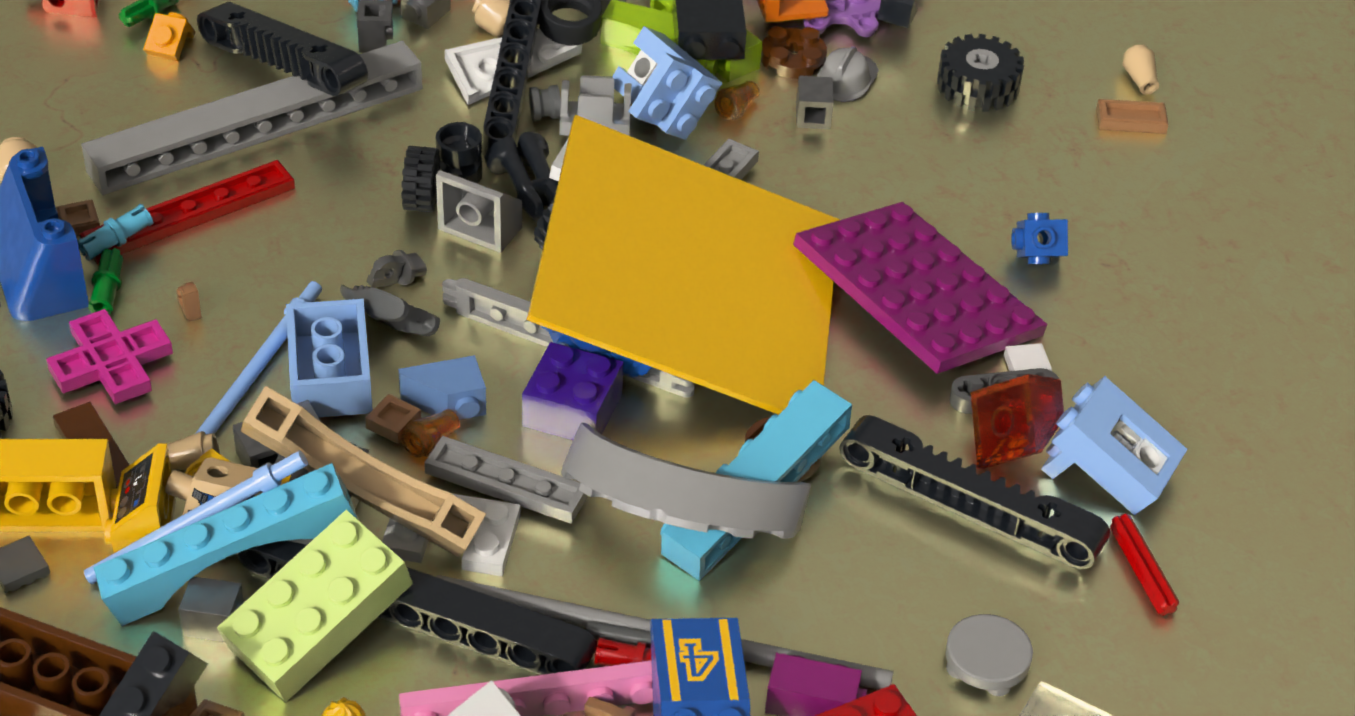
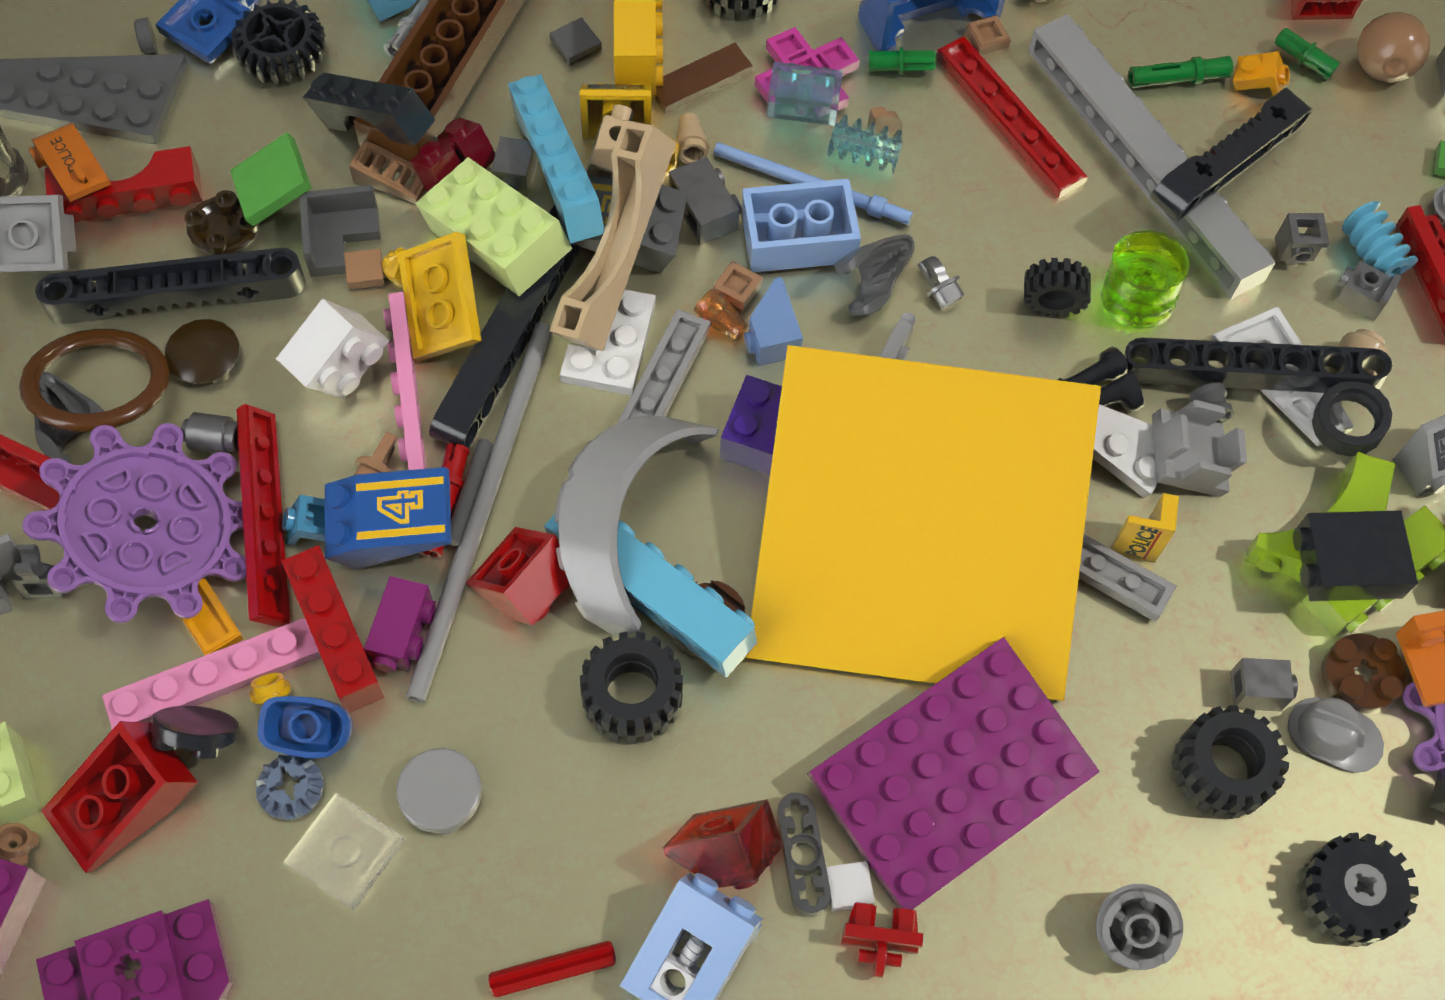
camera: 90 degrees right, 20 degrees up
(115, 232) = (954, 54): medium azure pin -> none
(156, 79) = (1169, 73): none -> green pin
(157, 341) = (804, 93): none -> clear light blue brick
(221, 308) = (866, 143): none -> clear light blue piece
(224, 674) = (454, 145): none -> dark red piece
(263, 479) = (590, 155): light blue bar -> none
(406, 651) = (439, 296): none -> yellow plate
(412, 113) = (1144, 279): none -> clear neon green wheel
(460, 150) = (1104, 322): black wheel -> none
(477, 212) = (1025, 336): light grey slope -> none
(666, 85) = (1240, 515): light blue brick -> none
(681, 129) = (1145, 537): none -> yellow panel
(735, 100) = (1256, 602): clear orange cone -> none
(746, 585) = (522, 575): none -> red slope
(864, 520) = (631, 656): none -> black tyre
(887, 123) = (1251, 740): none -> black tyre
(1037, 180) = (1139, 927): none -> light grey cone
(1052, 236) = (1040, 919): blue brick -> none
(1067, 536) = (585, 893): black gear -> none
(1072, 338) = (901, 936): none -> red hips

